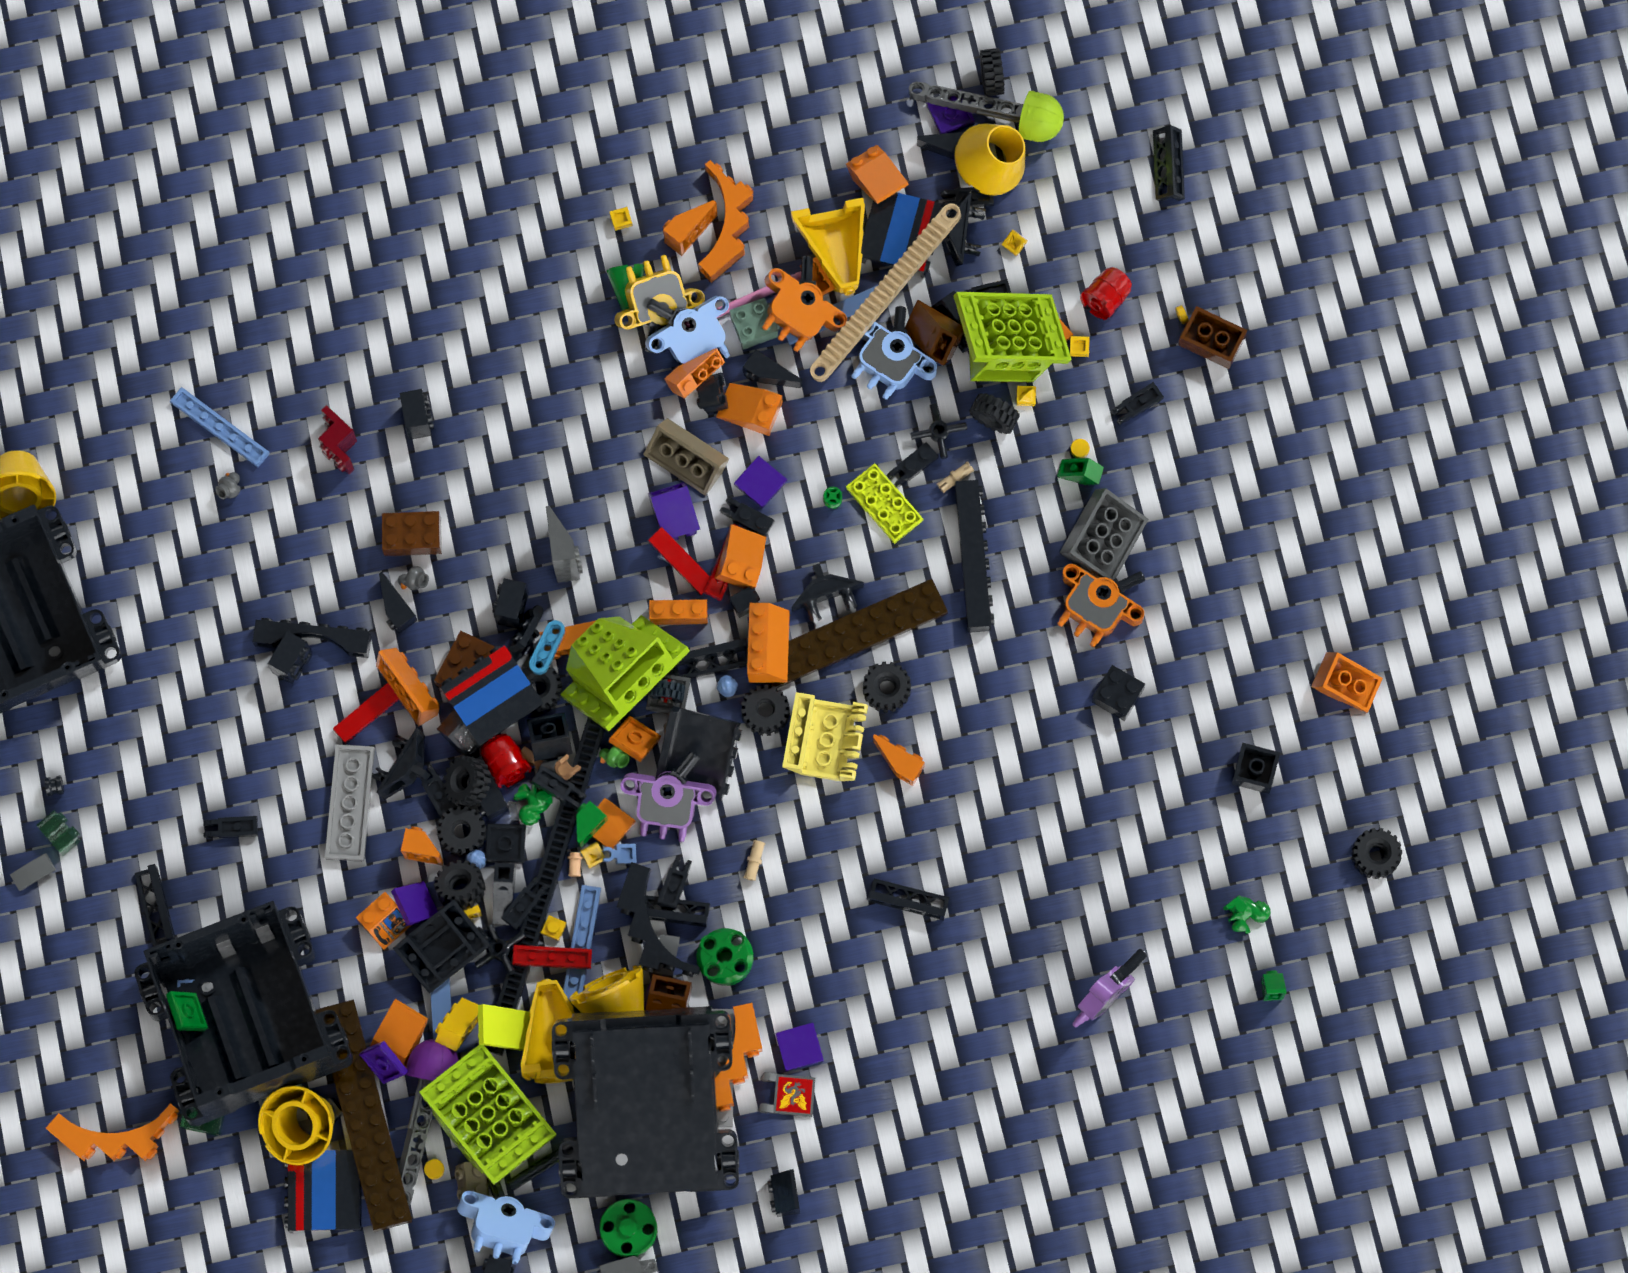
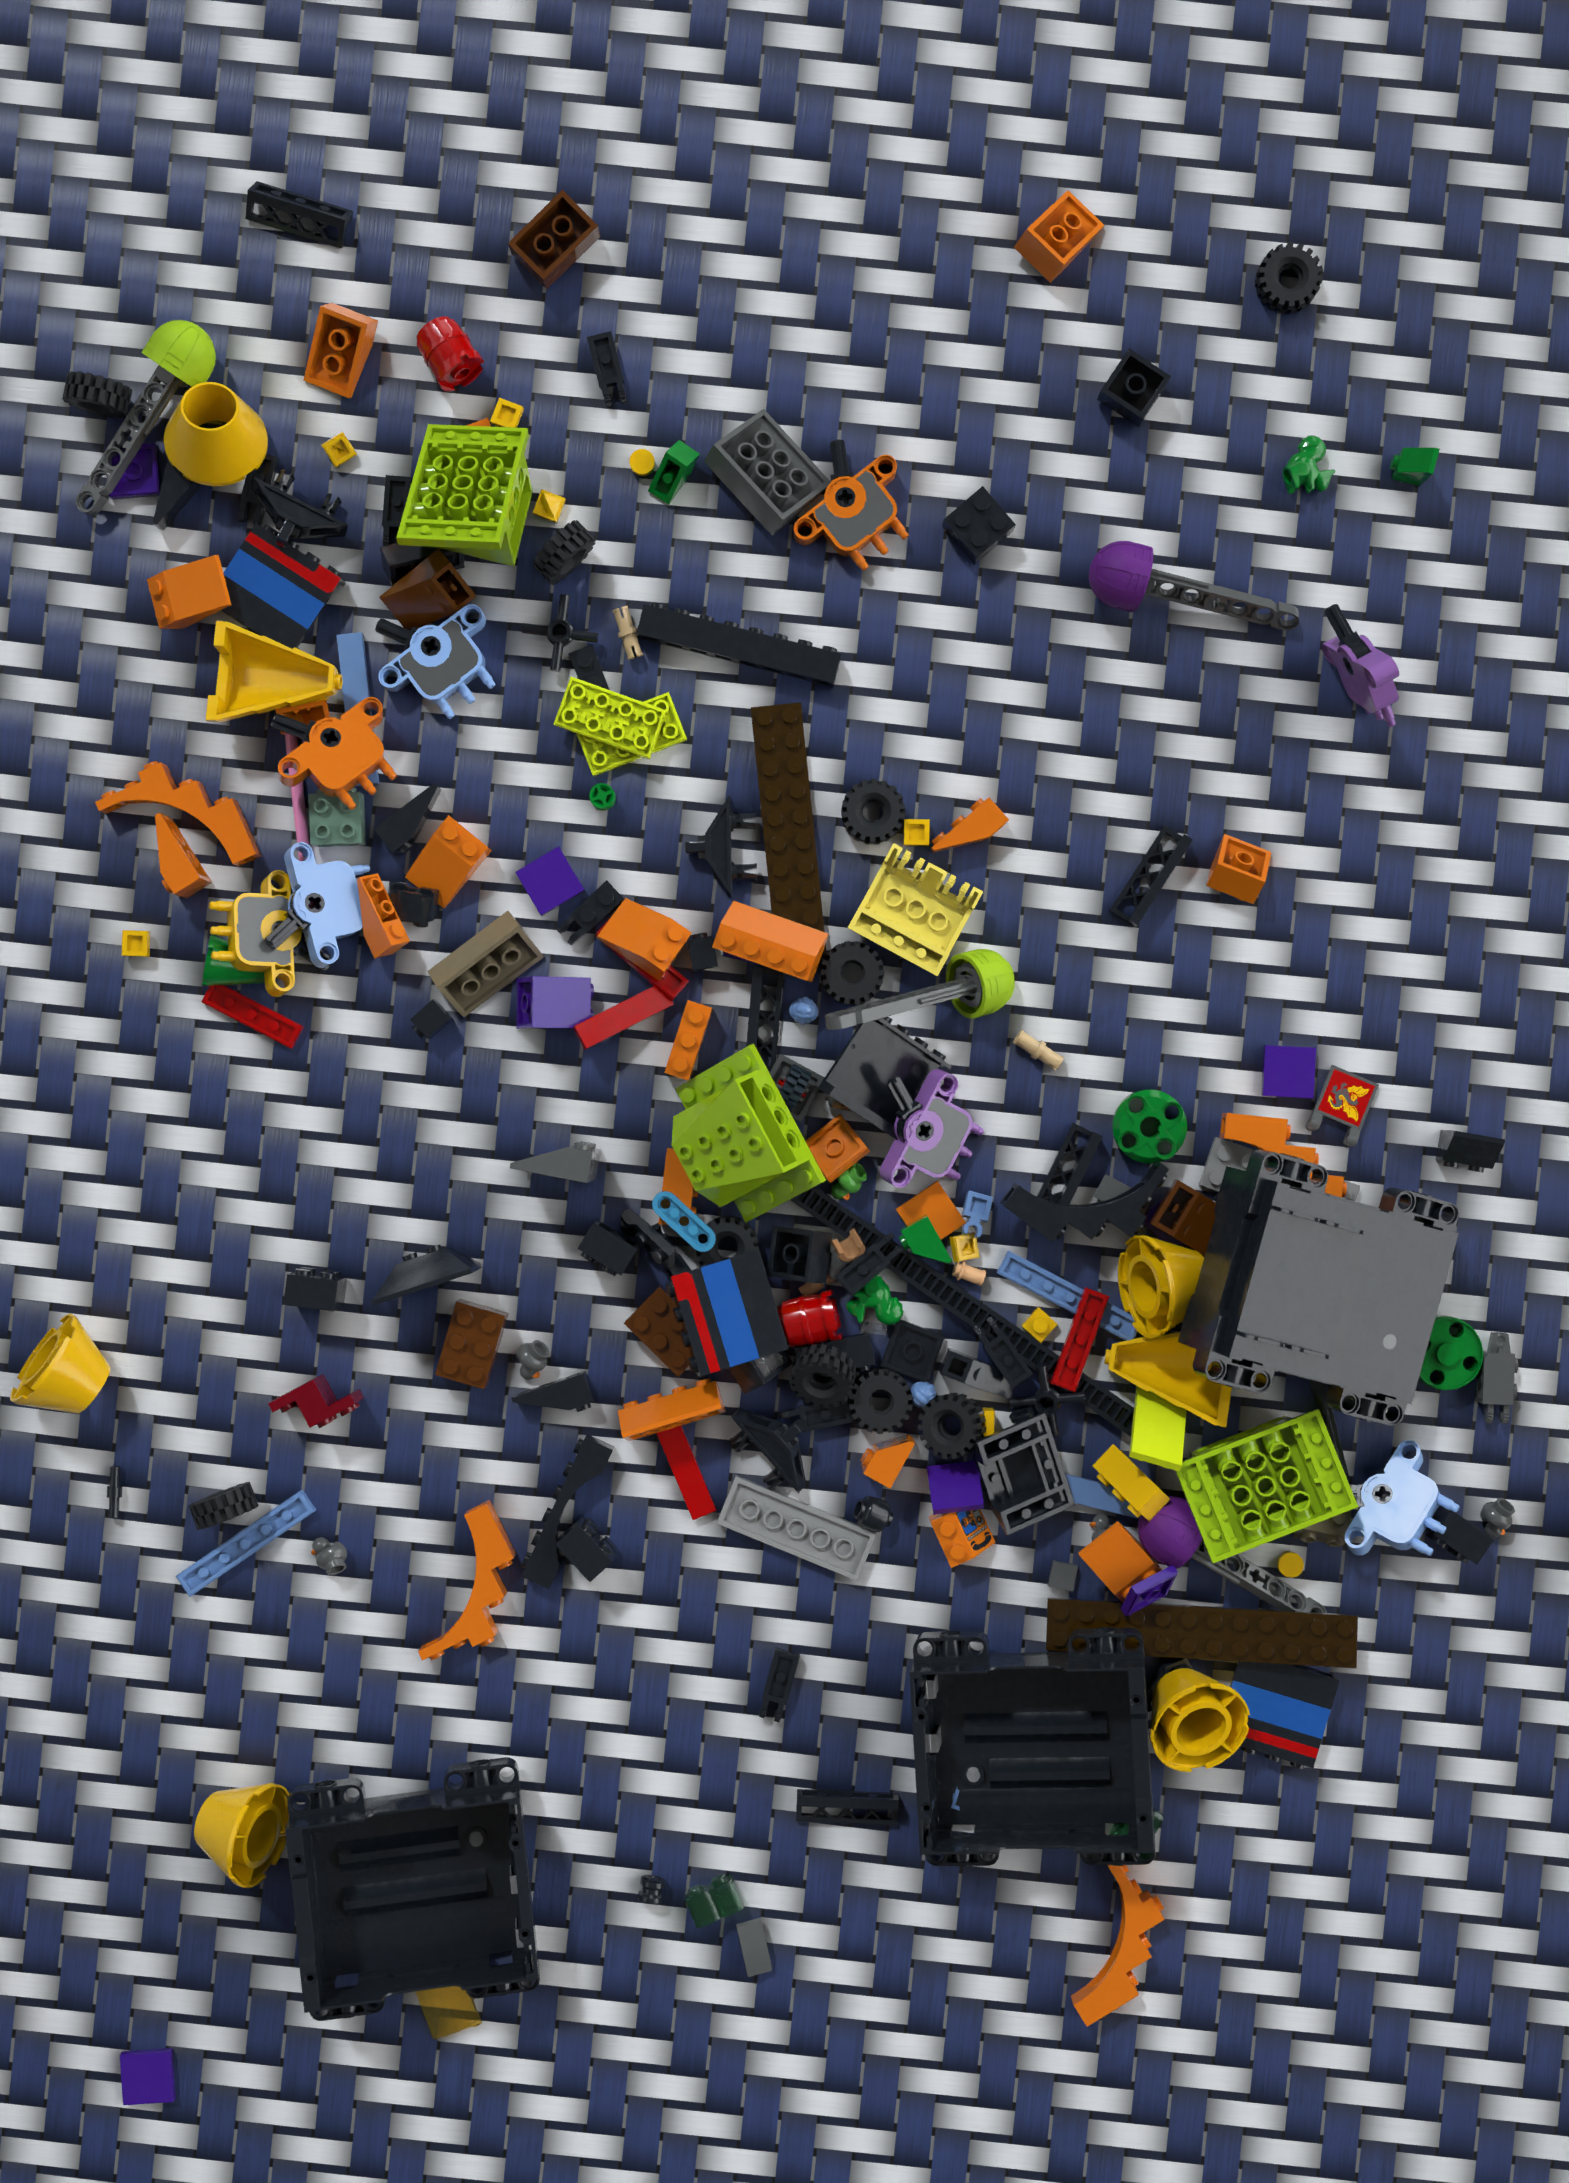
camera: 75 degrees left, 15 degrees up
(186, 1011) = (1004, 1815): green tile -> none
(228, 327) = (114, 1491): none -> black bar
(243, 400) = (223, 1505): none -> black tyre
(268, 594) = (492, 1551): none -> orange arch
(305, 264) = (62, 1370): none -> yellow cone
(374, 1005) = (1062, 1575): none -> dark grey tile
(377, 853) = (873, 1513): none -> black head
(453, 481) = (424, 1272): none -> black slope
(597, 312) = (253, 1014): none -> red tile
(634, 432) = (430, 1019): none -> black brick
(674, 885) = (1037, 1159): black hinge -> none
(789, 800) = (975, 983): none -> piece
(882, 722) = (916, 832): none -> yellow plate
(885, 292) = (354, 633): tan gear -> none
(889, 483) = (610, 718): none -> neon yellow tile
(935, 959) = (1239, 869): none -> orange slope
(1084, 220) = (339, 349): none -> orange slope
(1116, 801) = (1124, 573): none -> piece
(1181, 314) = (508, 269): yellow tile -> none

